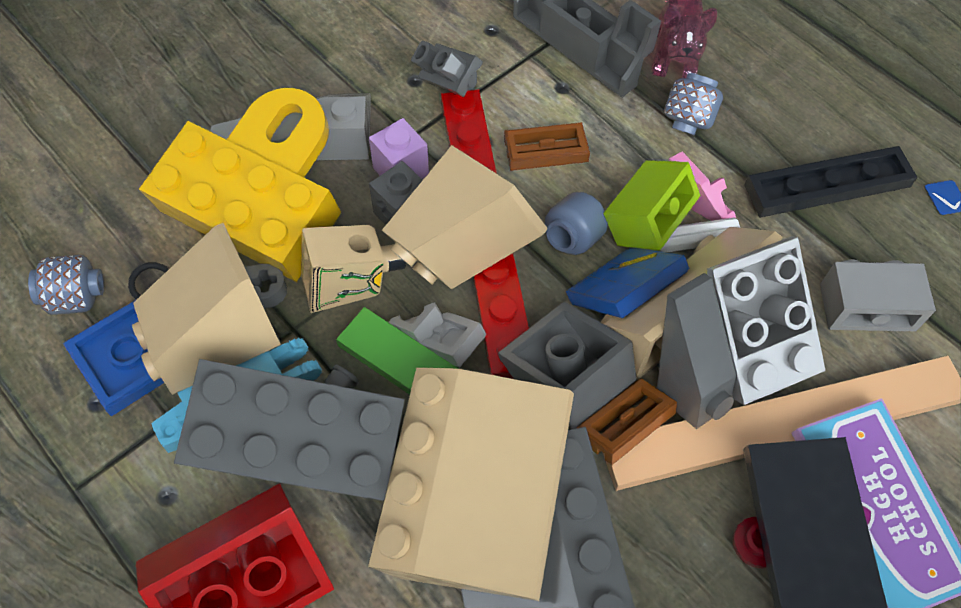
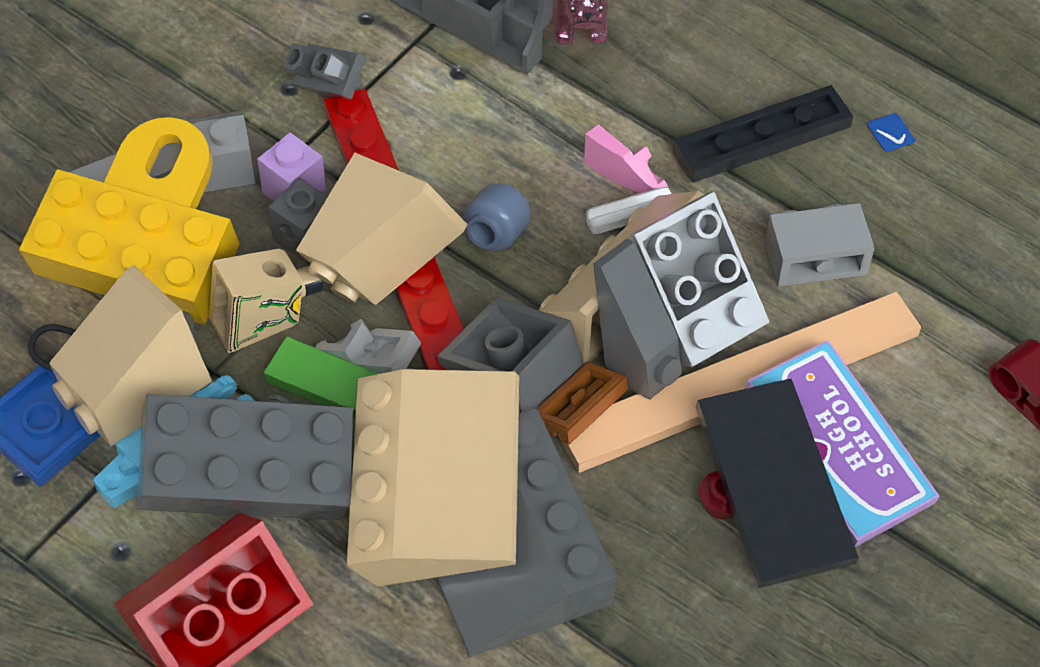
camera: 10 degrees left, 5 degrees down
(547, 151) = (453, 146): dark orange tile -> none
(628, 281) = (558, 266): blue tile -> none
(652, 204) = (574, 185): lime brick -> none
(693, 103) = (605, 70): sand blue head -> none

